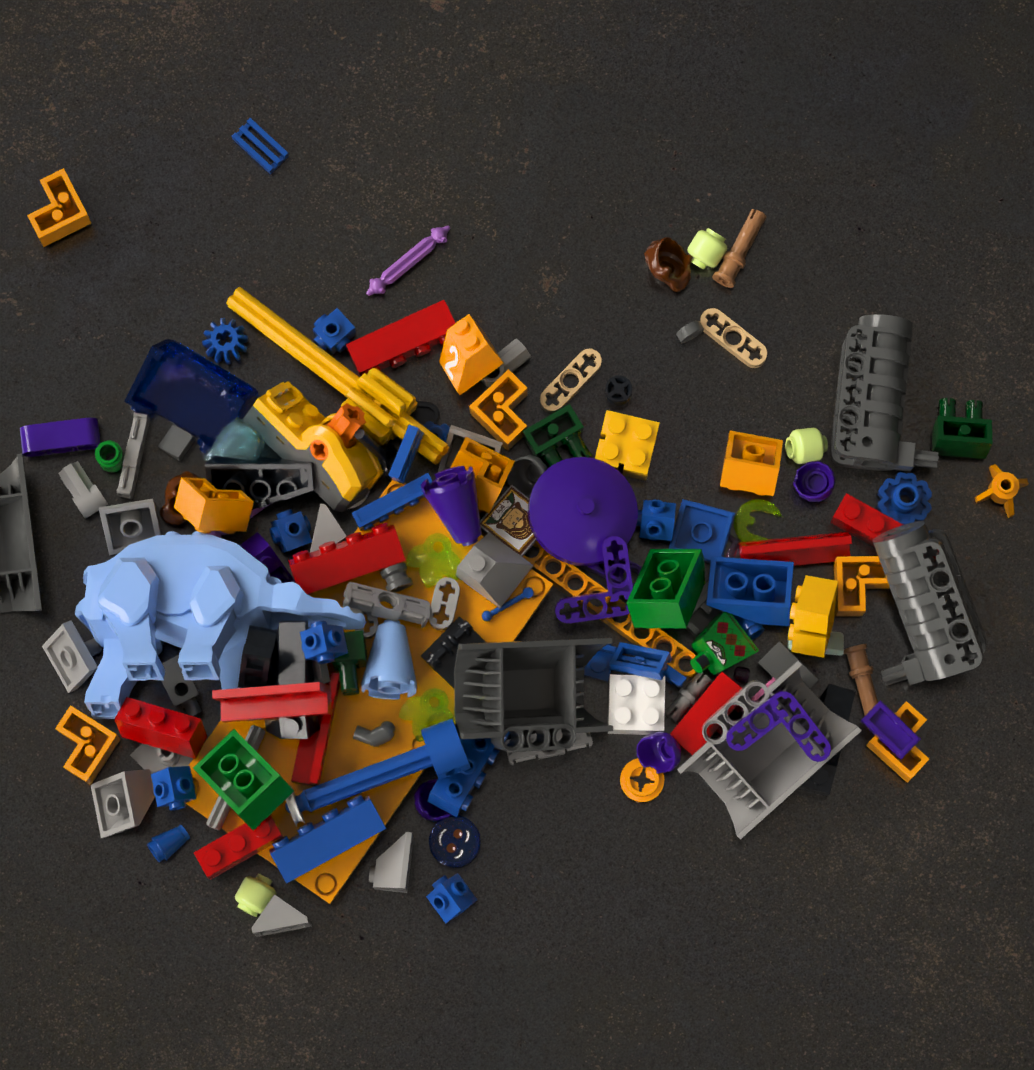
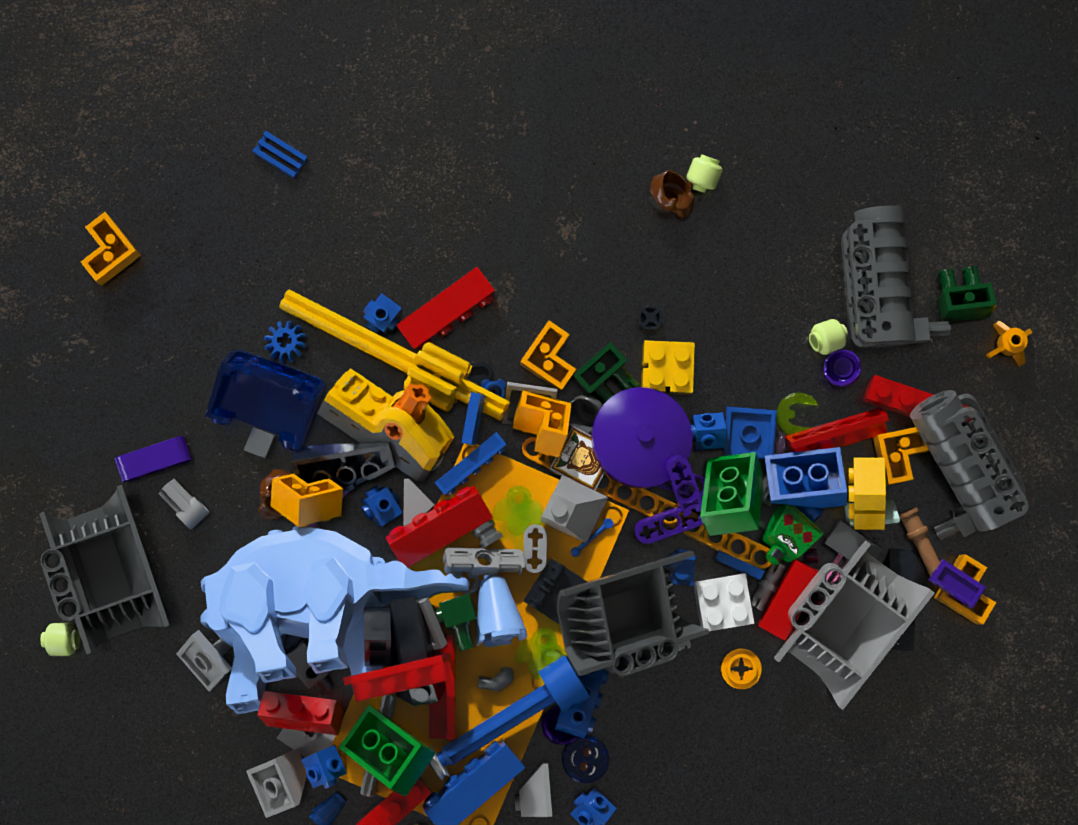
camera: 20 degrees left, 5 degrees up
(93, 742) = (241, 734): light orange brick -> none
(106, 449) = (195, 465): green brick -> none
(129, 523) = (234, 528): light grey slope -> none
(133, 455) = (223, 463): light grey piece -> none
(237, 441) = (316, 437): clear light blue helmet -> none
(264, 553) = (361, 534): dark purple slope -> none
(323, 642) = (436, 614): blue brick -> none
(385, 453) = (454, 419): black piece -> none
(408, 260) = (436, 235): medium lavender wheel -> none
(456, 503) = (527, 455): dark purple cone -> none
(468, 354) = (509, 313): light orange slope -> none
(513, 357) = (543, 311): light grey piece -> none
(551, 390) = (609, 298): tan beam -> none
(638, 665) = (703, 568): blue tile -> none
(659, 752) = (753, 642): dark purple hair -> none
(690, 331) = (703, 252): dark grey tile -> none
(733, 349) = (723, 248): tan beam -> none
(735, 258) = (730, 178): medium nougat pin -> none
(751, 463) = (782, 362): light orange slope -> none
(776, 717) = (857, 596): dark purple beam -> none
(905, 486) = (934, 360): blue plant -> none

